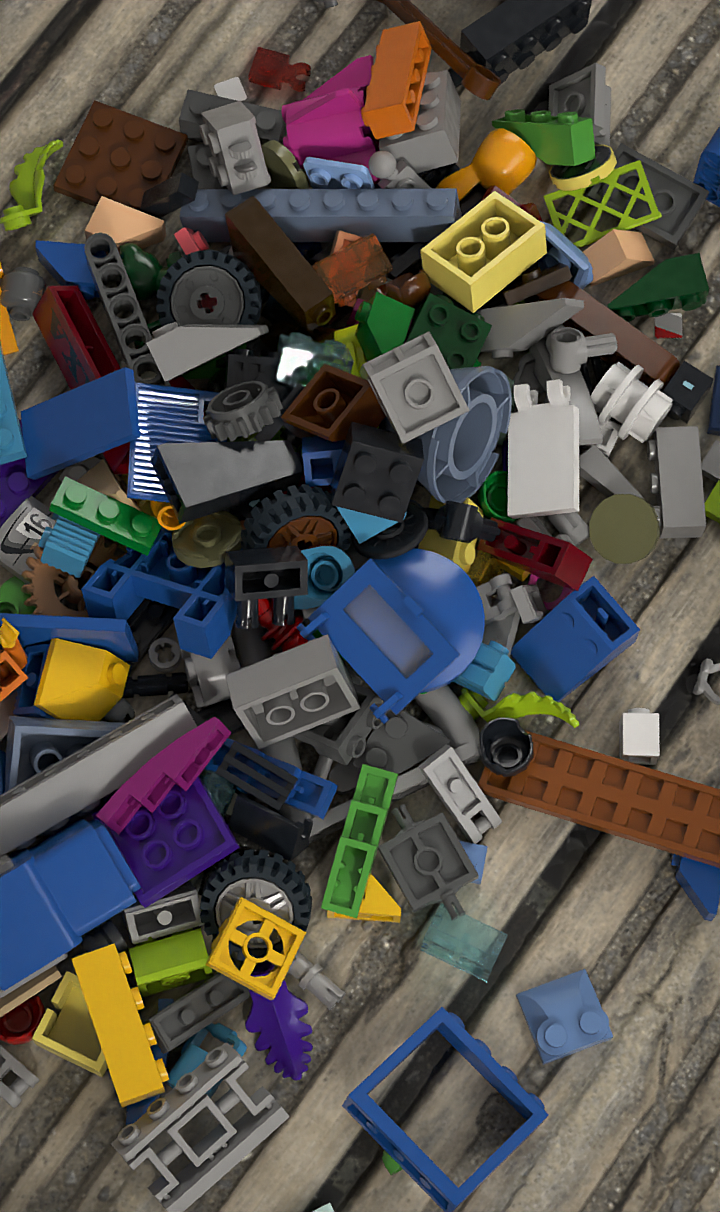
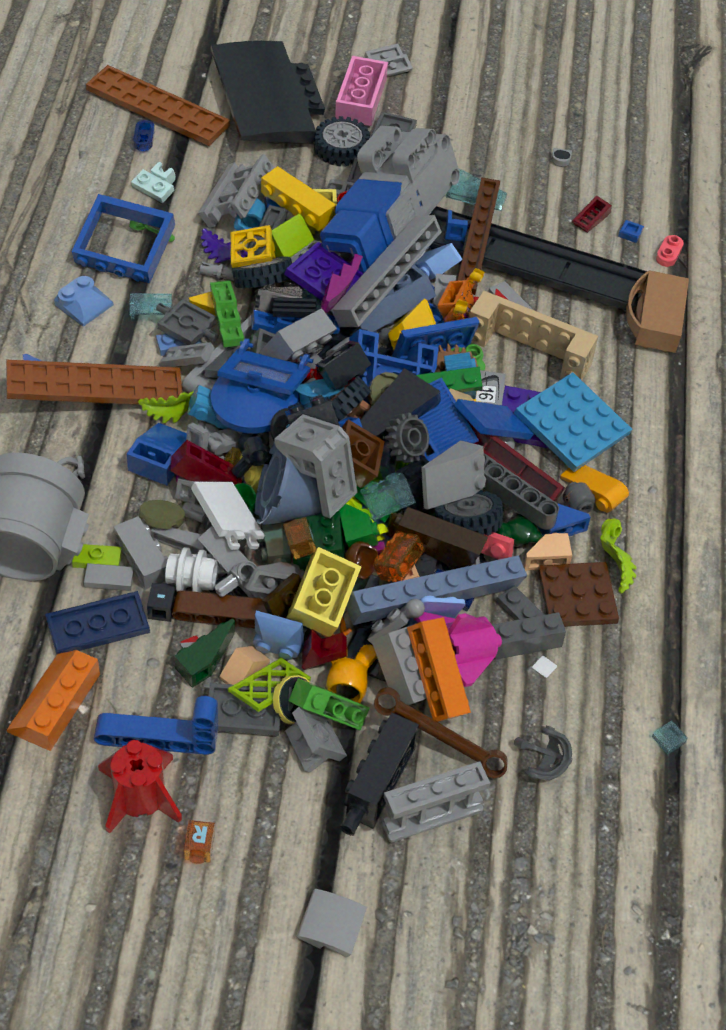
camera: 150 degrees right, 20 degrees down
(169, 195) = (532, 565): black piece -> none
(234, 148) = (509, 591): light grey hinge -> none
(274, 68) = (526, 687): clear red plate -> none
(280, 167) = (478, 608): olive tile -> none
(481, 323) = (300, 537): none -> clear orange brick
(505, 747) = (173, 377): black hair -> none
(639, 736) = (102, 422): white brick -> none

